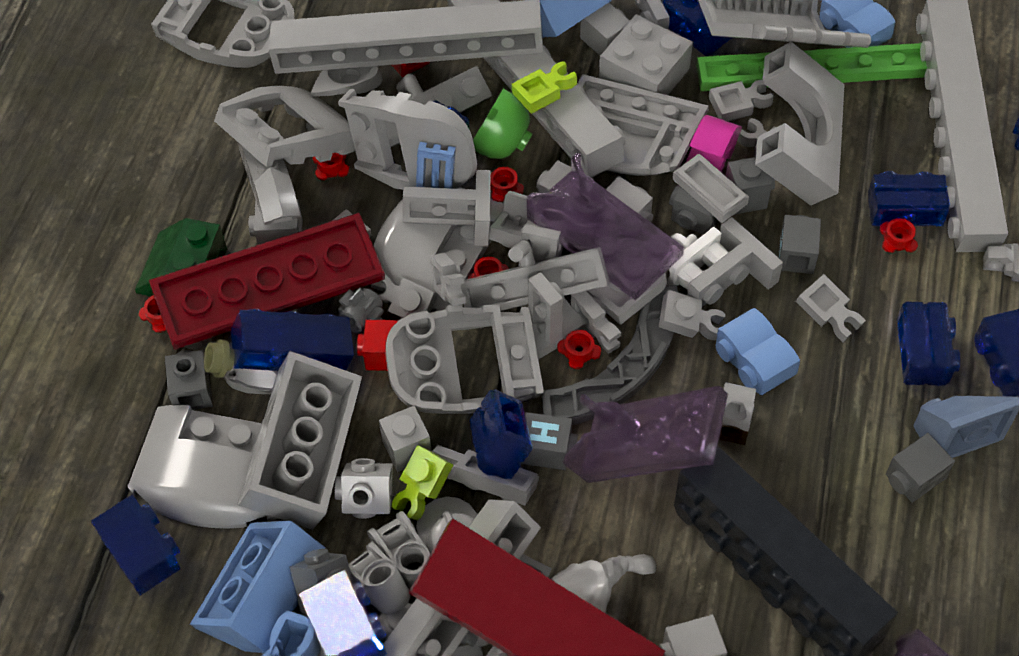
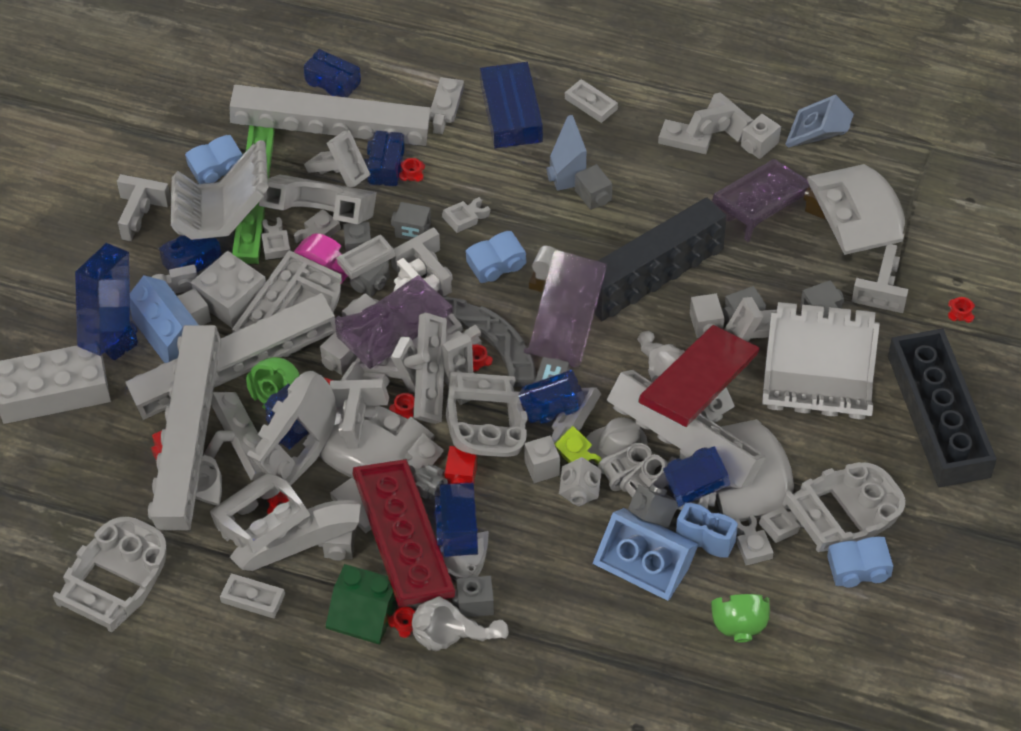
camera: 85 degrees left, 5 degrees down
(136, 543) = (611, 624): clear blue brick -> none
(141, 344) = (441, 624): none -> light grey hair
(196, 153) = (252, 595): none -> light grey plate
(197, 467) = (545, 587): light grey slope -> none
(218, 358) = (469, 562): olive plate -> none
(301, 441) = (541, 515): light grey brick -> none
(436, 155) = (331, 411): medium blue tile -> none
(447, 279) = (423, 416): light grey plate -> none
(543, 89) = (267, 336): lime plate -> none
(684, 316) = (462, 291): light grey plate -> none
(872, 141) = (341, 158): none -> light grey bracket
(926, 343) = (502, 168): clear blue brick -> none

